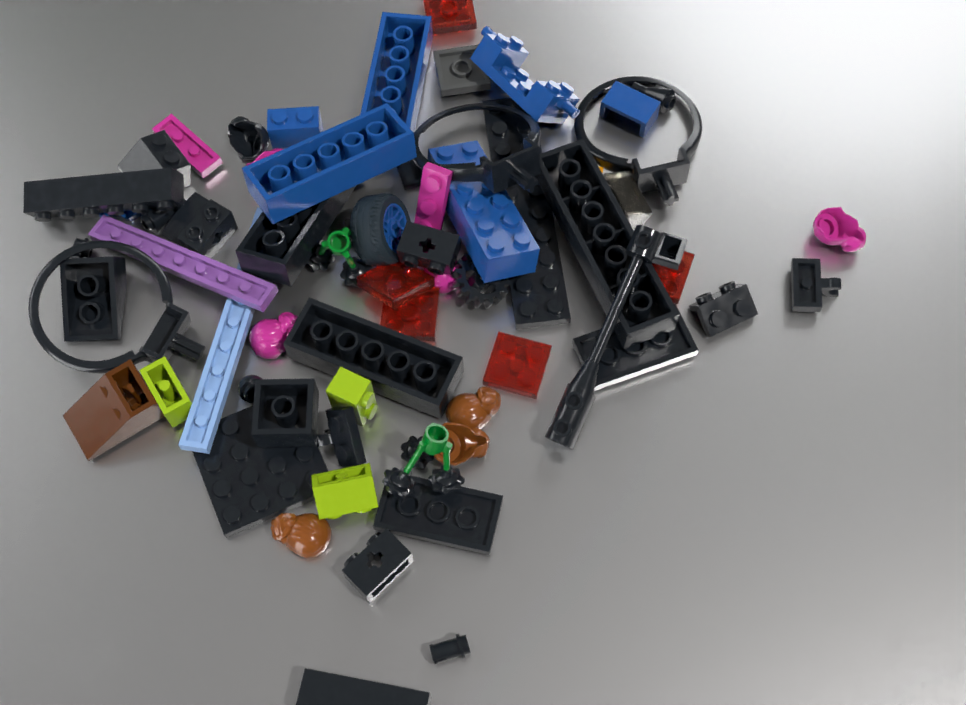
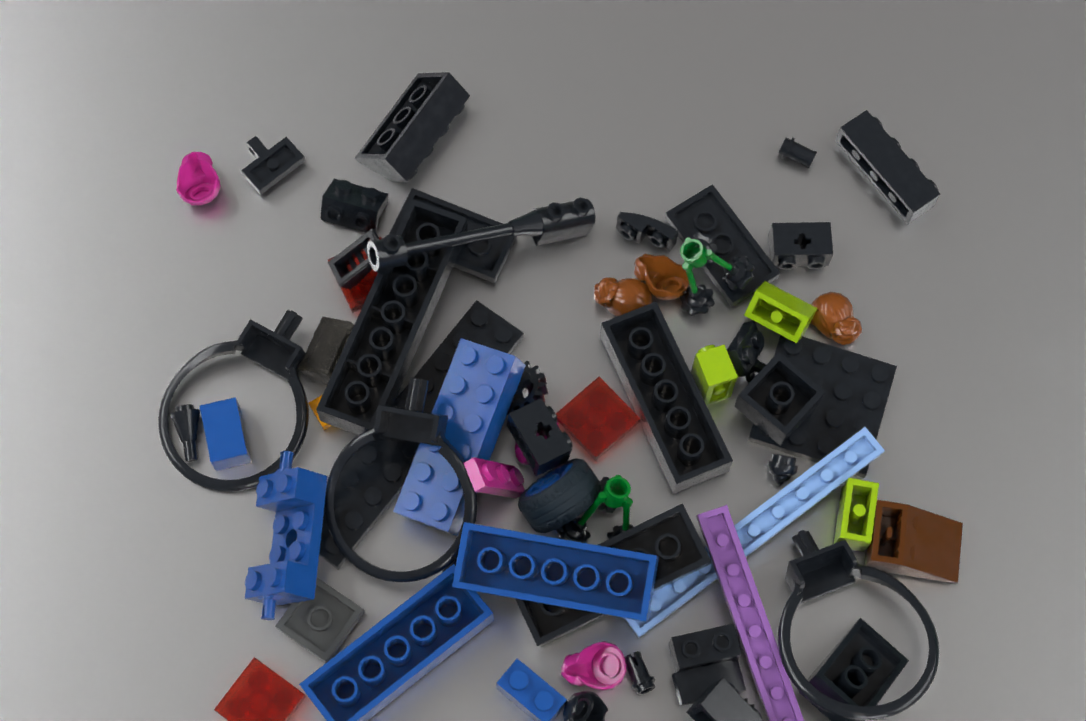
camera: 140 degrees left, 5 degrees up
(234, 189) = (639, 674): none -> black pin
(269, 335) = (729, 492): dark pink hair -> none
(395, 283) = (594, 441): clear red plate -> none
(514, 466) = (638, 226): none -> black slope
(517, 365) = (554, 304): clear red plate -> none
(750, 397) = (413, 126): none -> black slope

